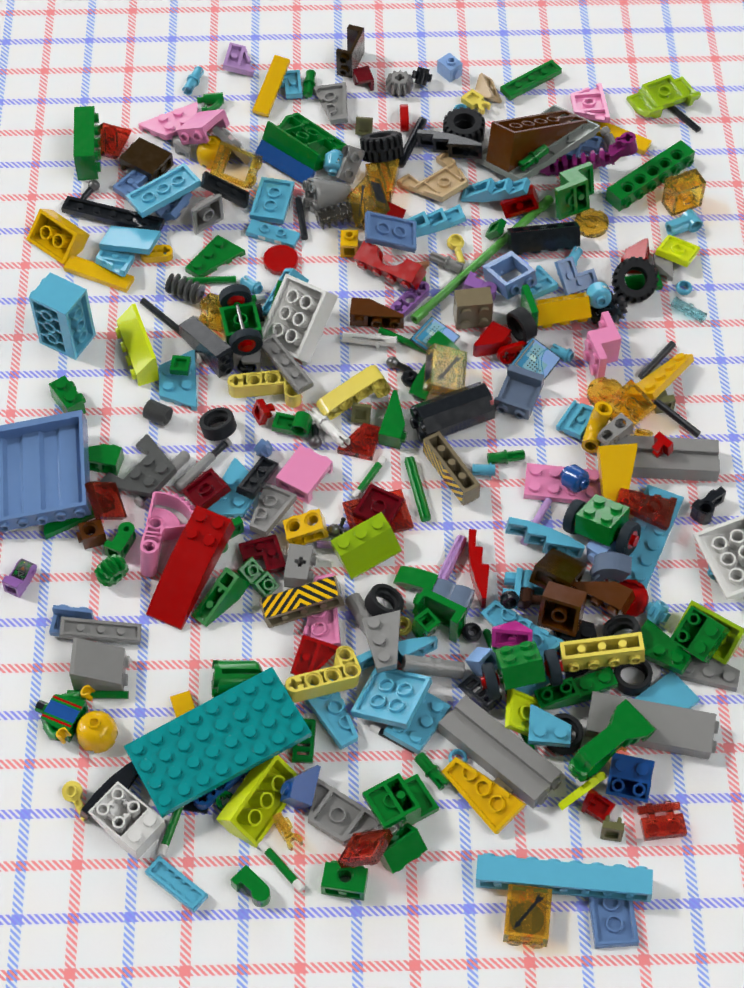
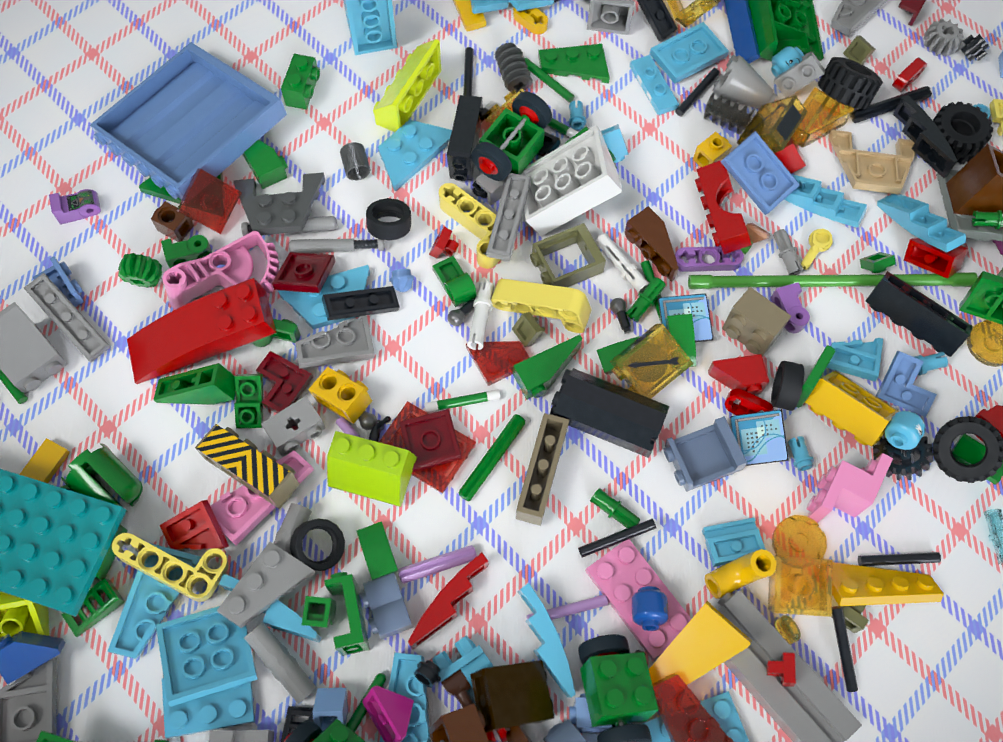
camera: 45 degrees right, 10 degrees up
(180, 365) = (420, 134): green plate -> none
(279, 258) = (632, 114): red tile -> none
(304, 473) = (407, 337): bright pink panel -> none
(335, 344) = (588, 247): none -> olive window
(404, 346) = (646, 299): none -> green axle
(404, 621) = (303, 586): light yellow plate -> none
(405, 377) = (616, 330): black plate -> none
(471, 627) = (364, 672): black plate -> none
(483, 469) = (577, 501): medium azure pin -> none
(505, 264) = (837, 305): medium blue window -> none
(522, 467) = (617, 537): none -> black bar
(616, 430) = (750, 600): light grey leg -> none

